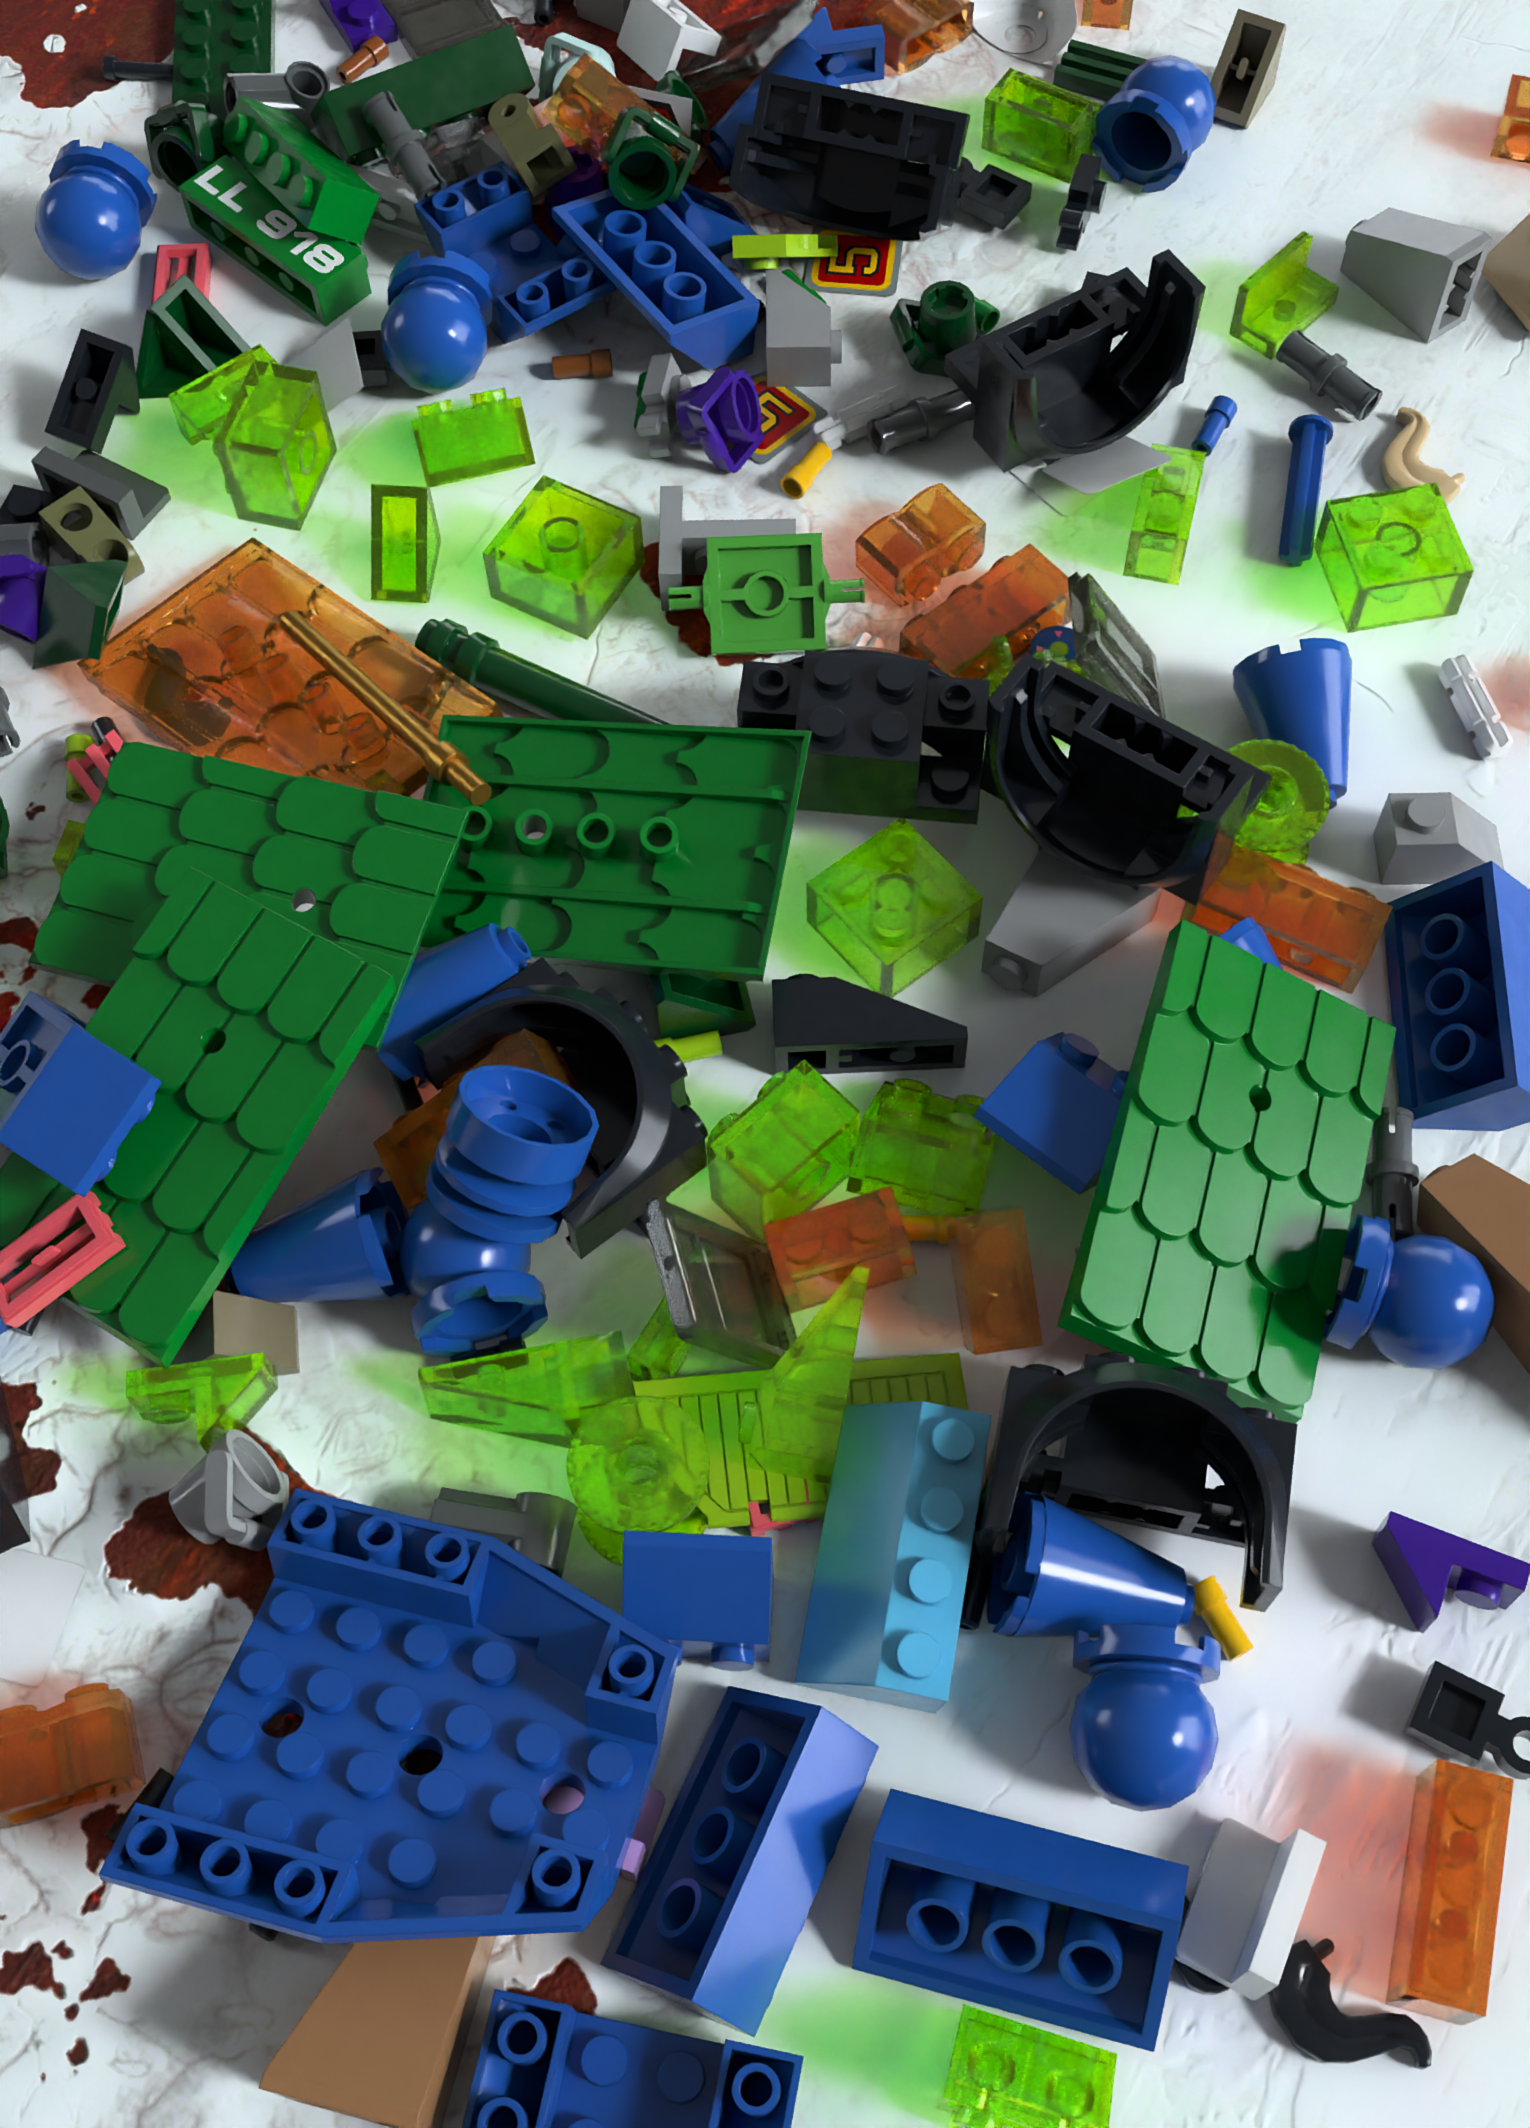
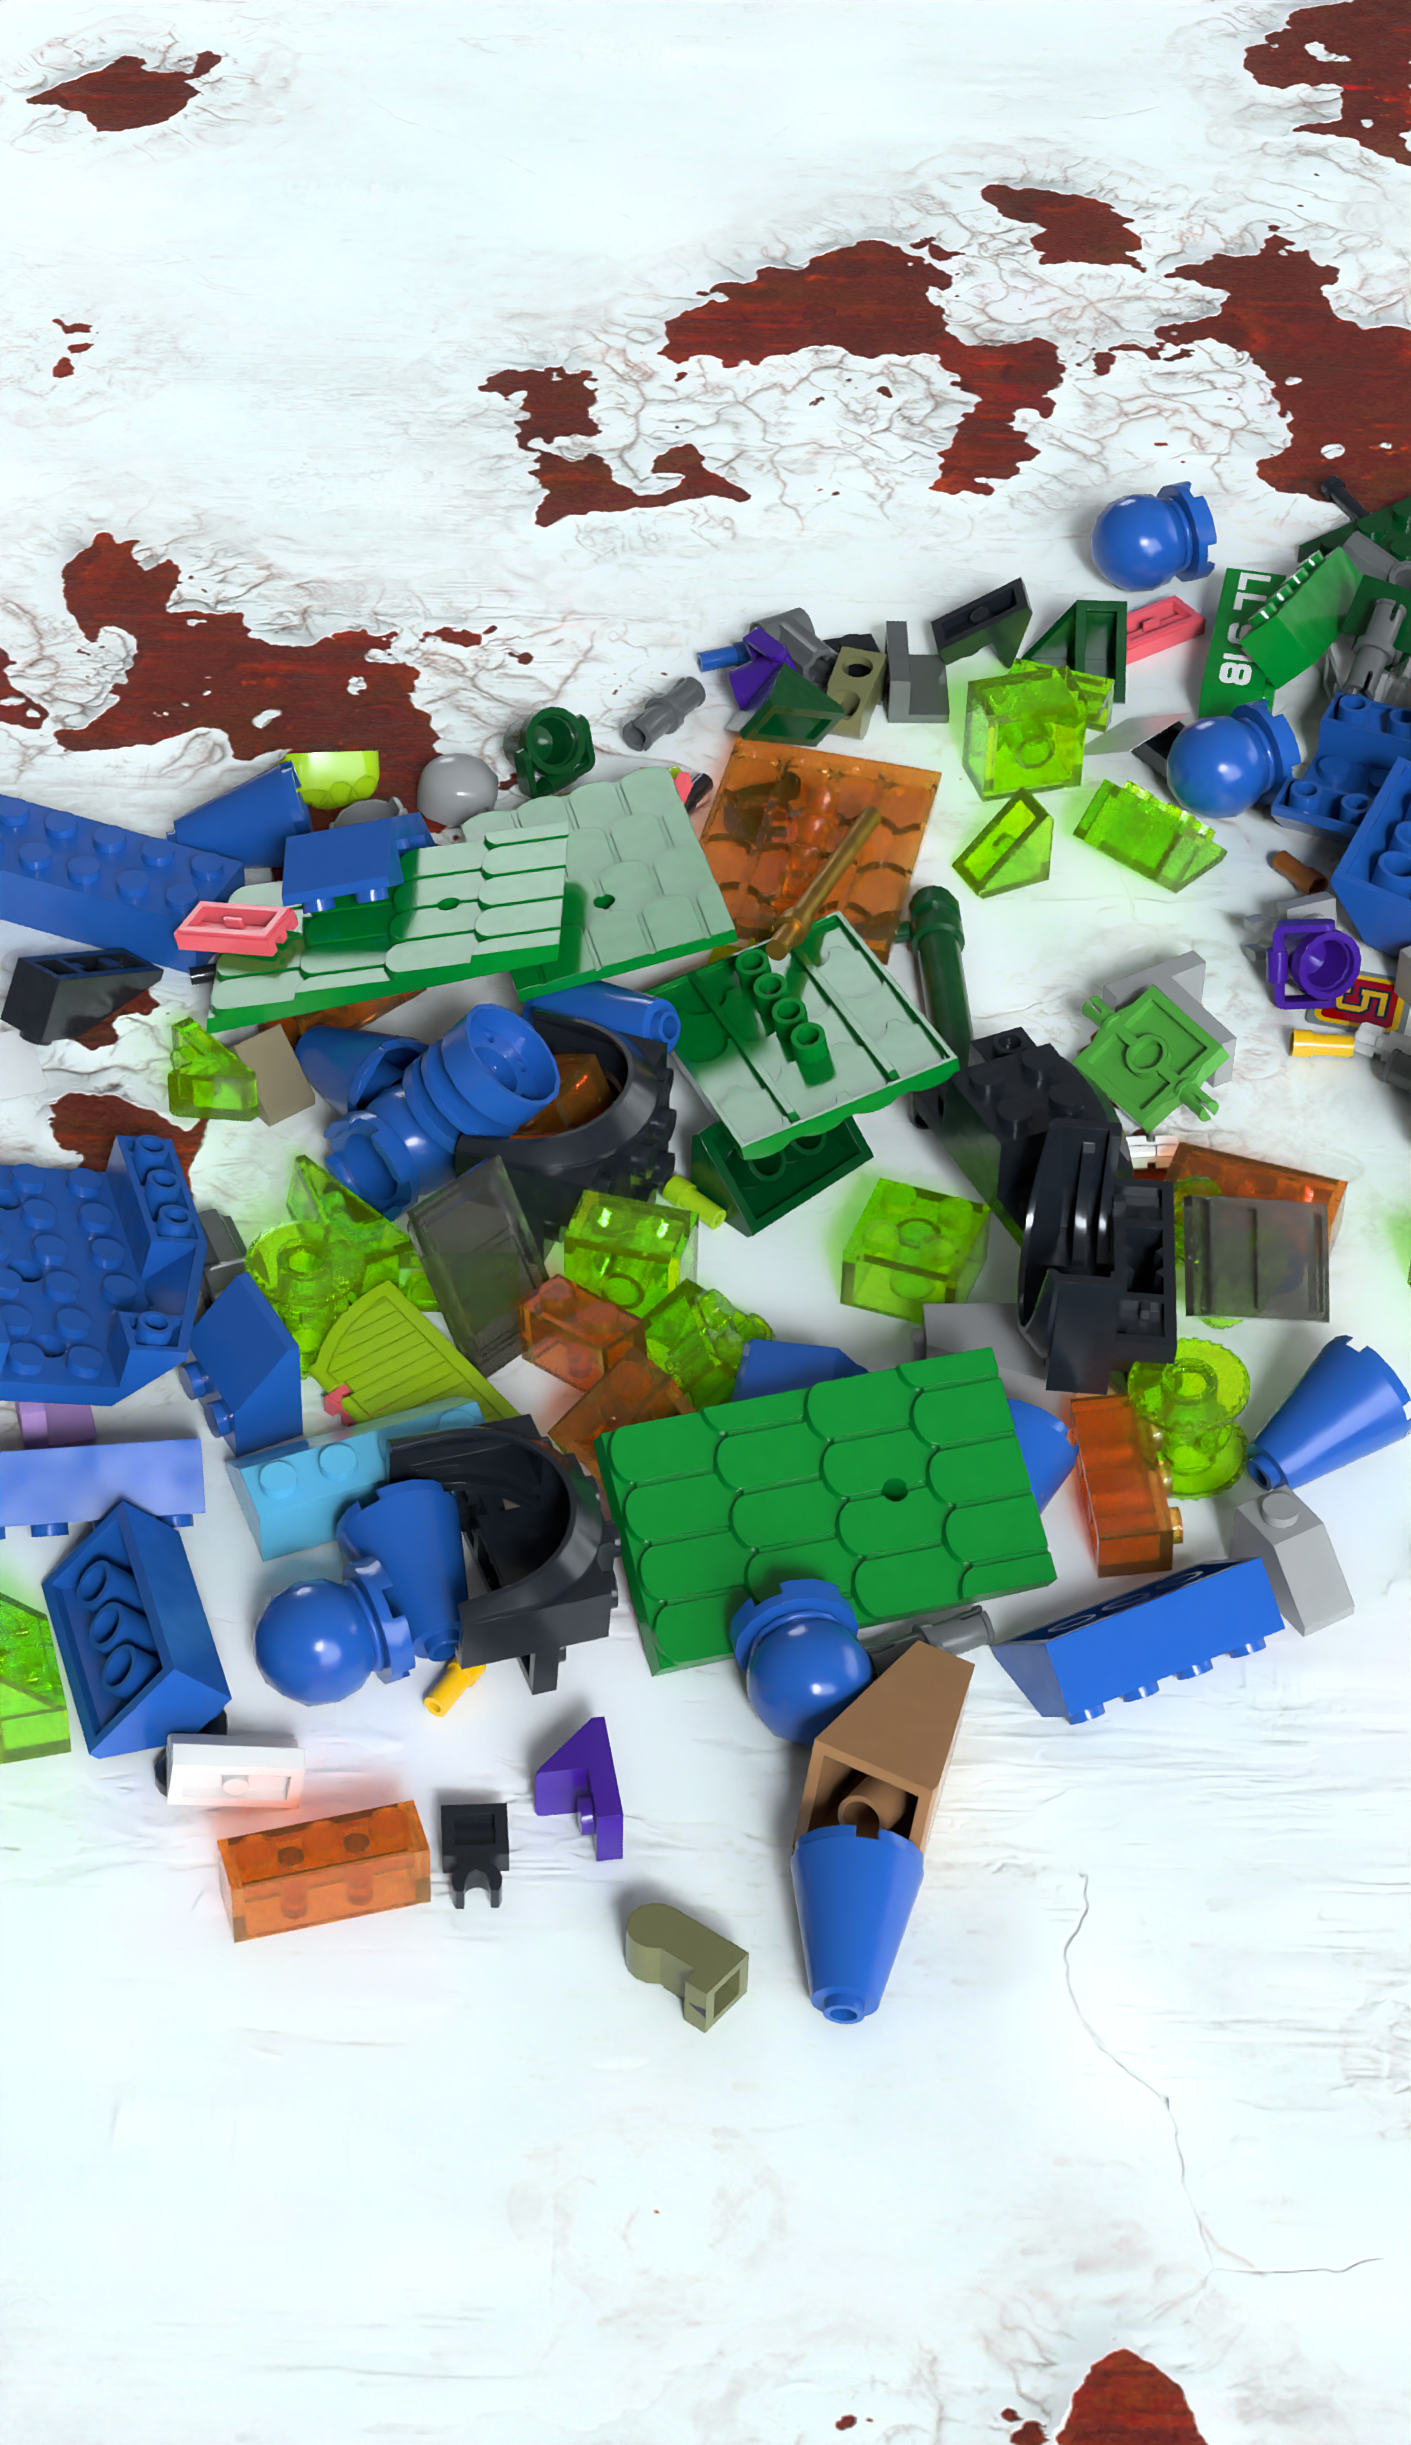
camera: 55 degrees right, 20 degrees down
(186, 148) = (1281, 548): dark green piece -> none
(229, 1491) = (150, 1106): light grey piece -> none
(564, 556) = (1074, 932): clear neon green brick -> none
(805, 1393) = (452, 1357): clear neon green slope -> none
(858, 1030) = (779, 1270): black slope -> none
(921, 545) = (1300, 1131): clear orange brick -> none
(1318, 2028) = (179, 1846): black piece -> none

